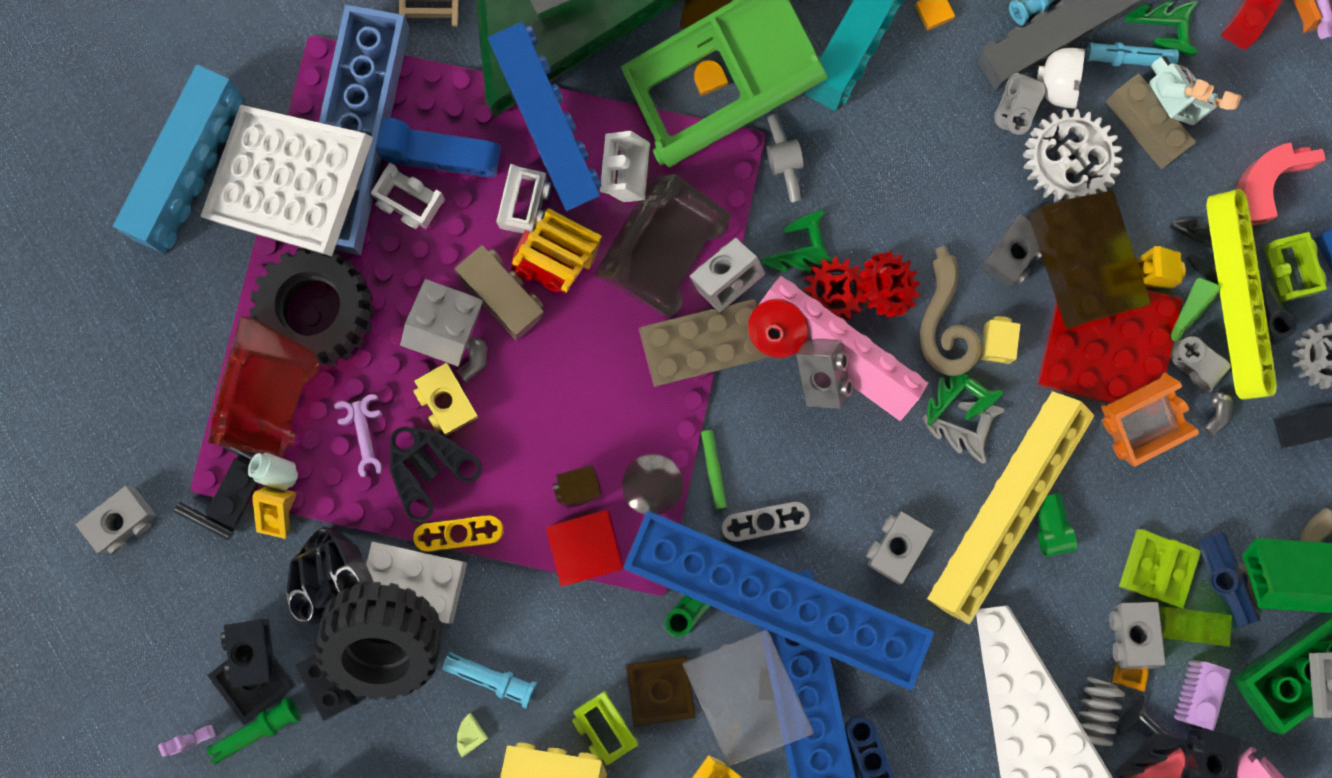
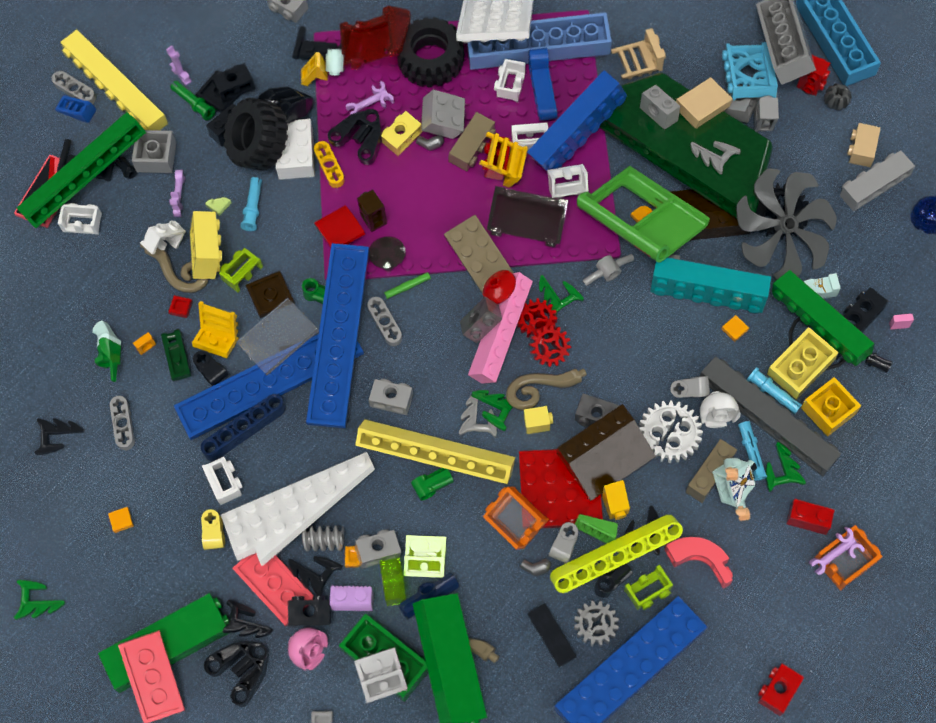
camera: 80 degrees right, 15 degrees down
(727, 274) = (522, 252): light grey brick -> none

